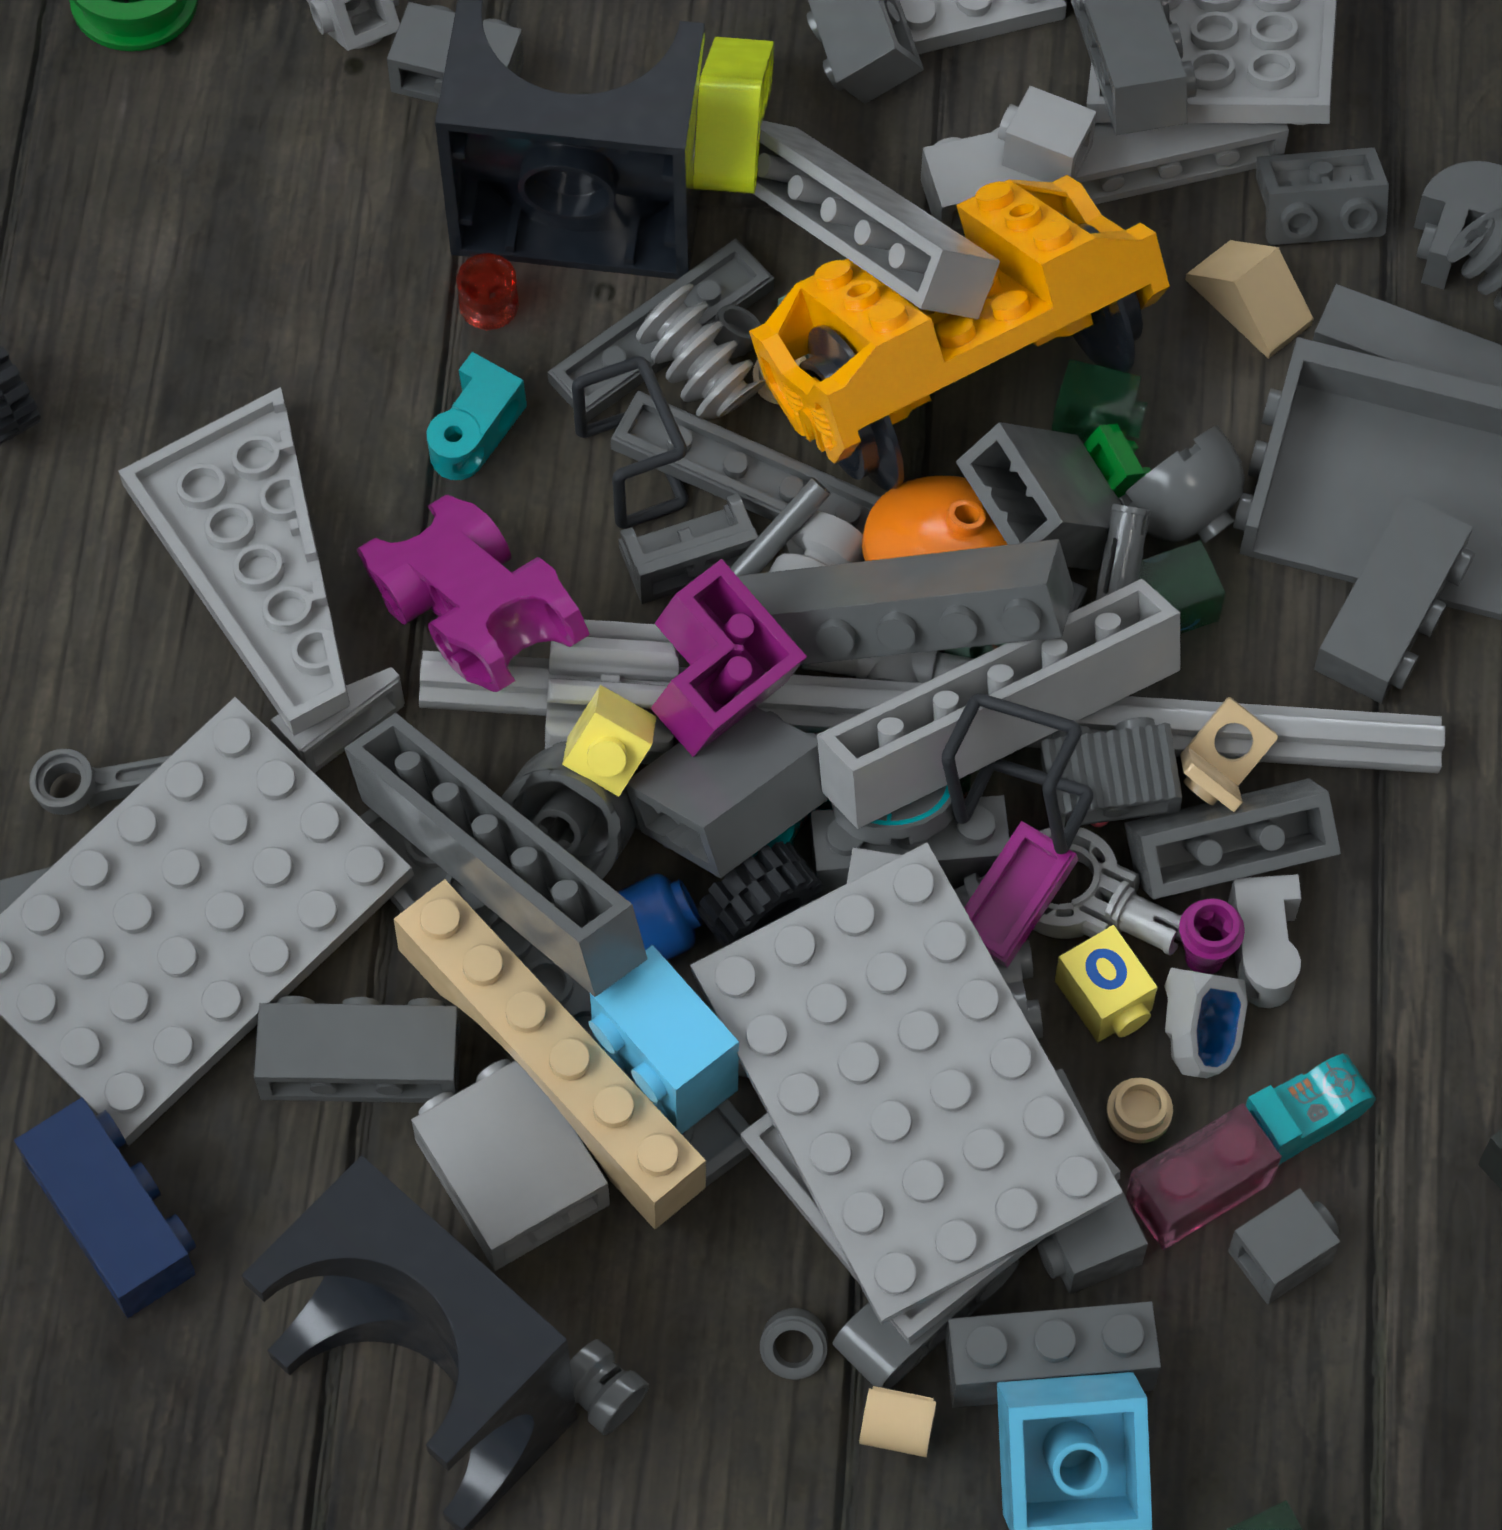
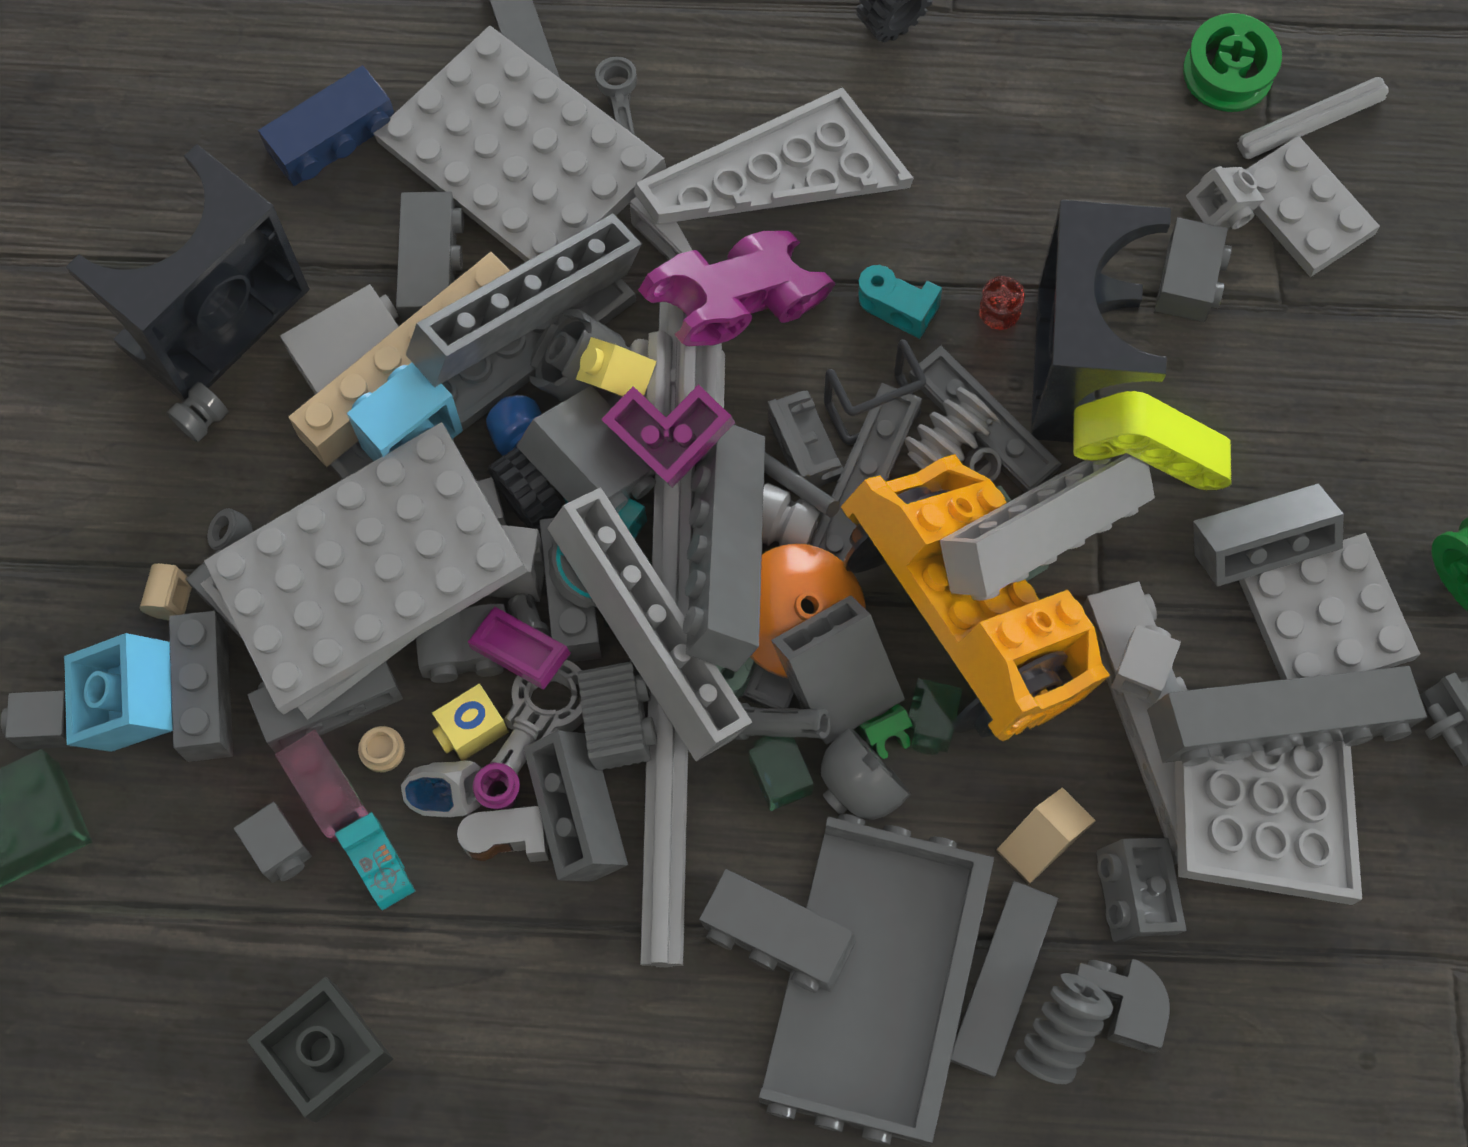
camera: 90 degrees right, 5 degrees up
(1051, 781) = (604, 624): black piece -> none
(1209, 772) = (622, 789): tan bracket -> none

